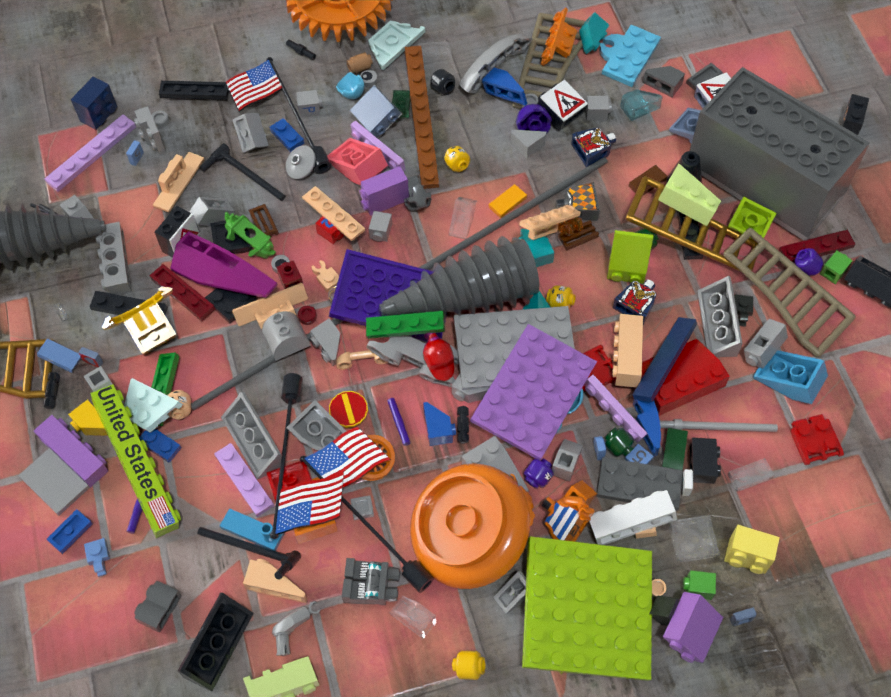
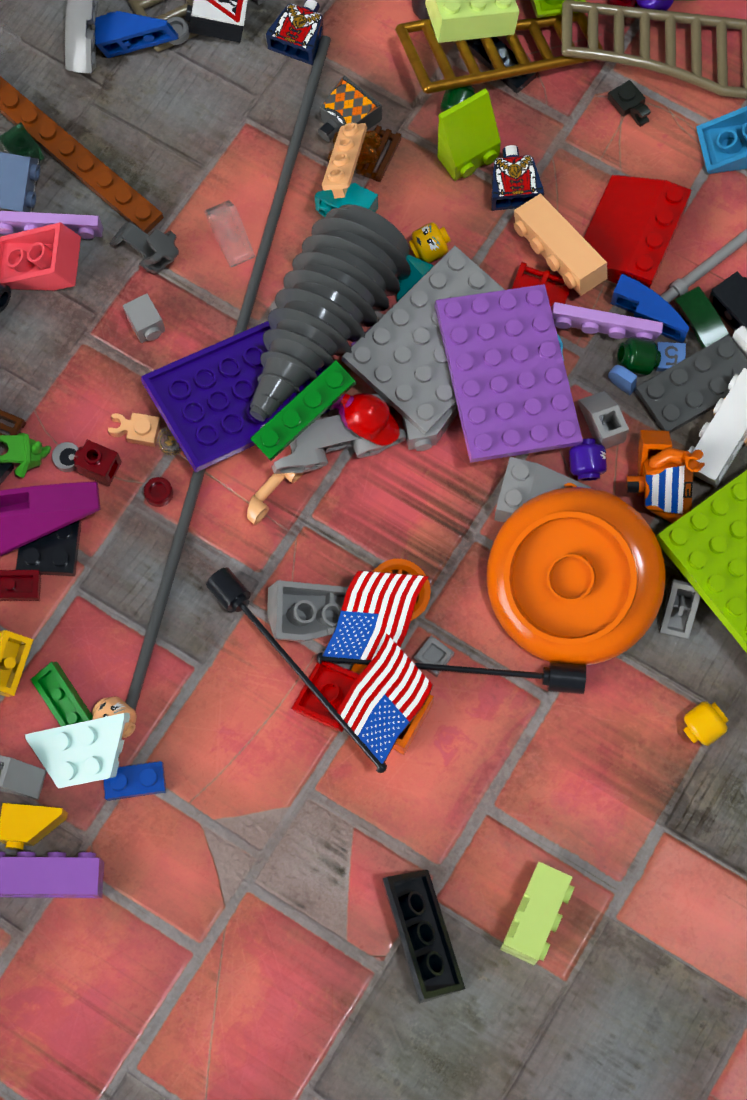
camera: 40 degrees left, 10 degrees up
(54, 481) = (53, 928): light grey tile -> none
(69, 531) = (132, 966): blue plate -> none
(96, 554) = (189, 961): medium blue plate -> none
(135, 460) = (131, 821): lime brick -> none
(137, 510) = (184, 871): dark purple piece -> none
(157, 606) = (318, 954): dark grey brick -> none
(244, 480) = (273, 737): lavender plate -> none
(250, 529) = (336, 784): dark azure piece -> none
(251, 436) = (237, 681): light grey slope -> none
(261, 579) = (415, 819): light nougat slope -> none
(265, 307) = (115, 520): light nougat bracket -> none
(284, 334) = (159, 536): light grey brick -> none
(287, 560) = (412, 779): black bar -> none
(288, 624) = (481, 848): light grey arm -> none
(327, 338) = (217, 501): light grey slope -> none
(328, 230) = (86, 366): red brick -> none
(333, 213) = (77, 345): light nougat bracket -> none
(348, 408) = (316, 559): red piece -> none
(369, 582) = (531, 723): dark grey hips -> none
(384, 190) = (112, 271): medium lavender brick -> none
(398, 421) = (382, 528): dark purple piece -> none
(414, 616) = (600, 723): clear slope -> none
(438, 426) = (431, 496): blue slope -> none
(442, 81) = (46, 81): black head -> none
(457, 159) = (156, 166): yellow head -> none
(463, 424) = (456, 473): black axle -> none
(507, 201) = (261, 173): light orange tile -> none
(527, 141) = (217, 83): light grey slope -> none
(533, 118) = (204, 51): dark purple cylinder -> none
(653, 173) = (395, 15): reddish brown tile -> none
(664, 359) = (607, 224): dark blue tile -> none
(720, 318) = (620, 131): light grey slope -> none
(765, 343) = (691, 124): light grey brick -> none

